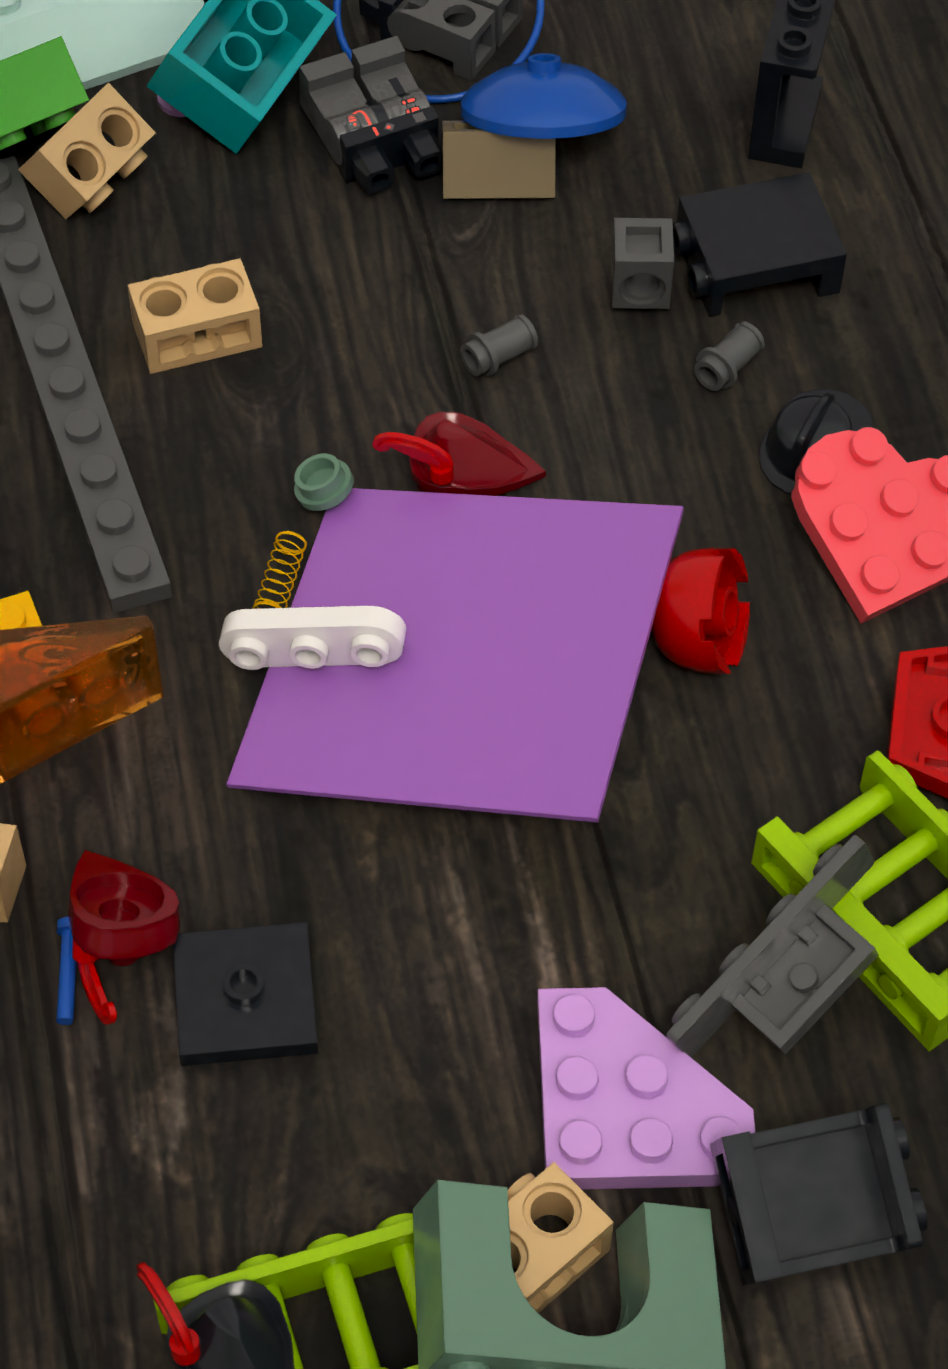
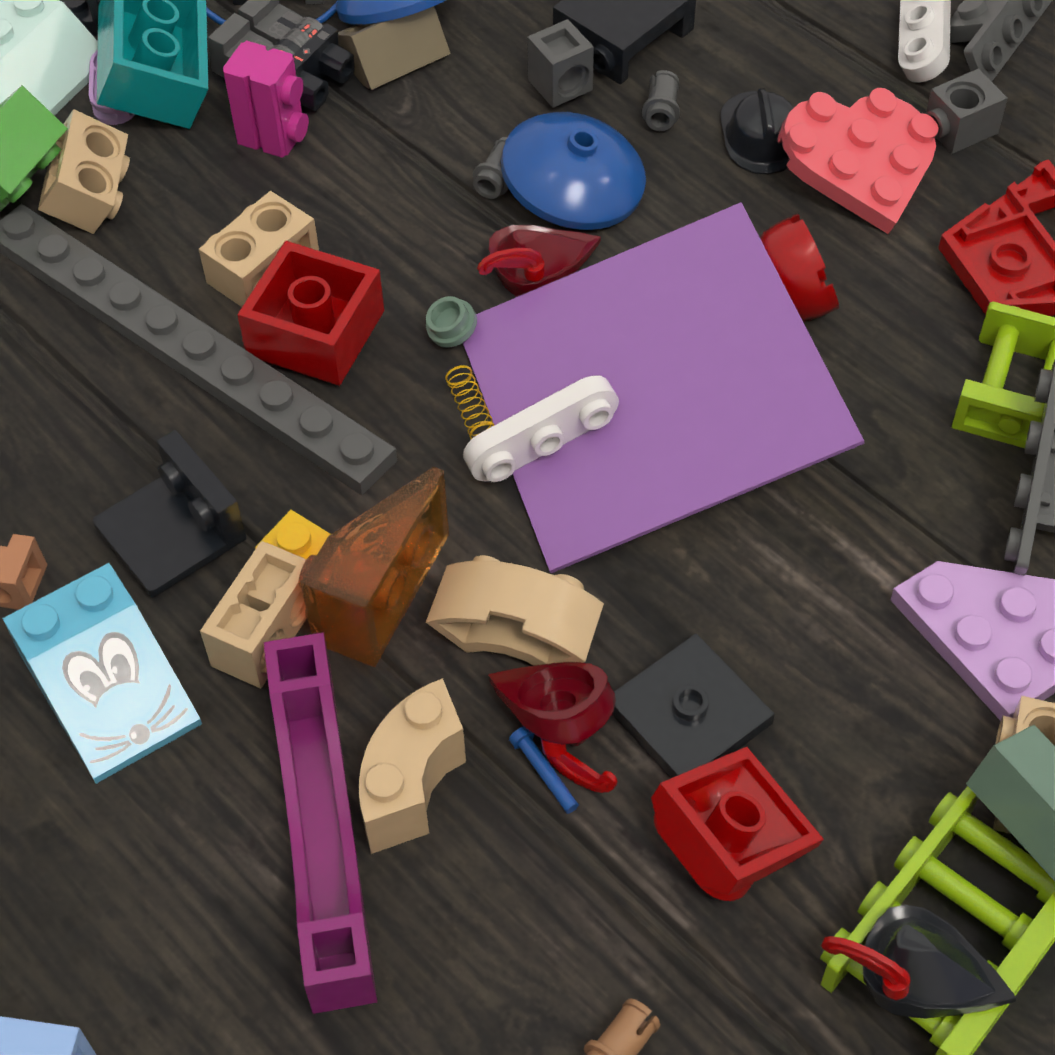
camera: 30 degrees left, 0 degrees up
(147, 803) = (515, 611): none -> tan brick
(187, 1119) = (731, 824): none -> red slope
(188, 404) = (312, 312): none -> red brick
(308, 158) = (265, 99): none -> dark pink brick
(566, 409) = (573, 170): none -> blue dish

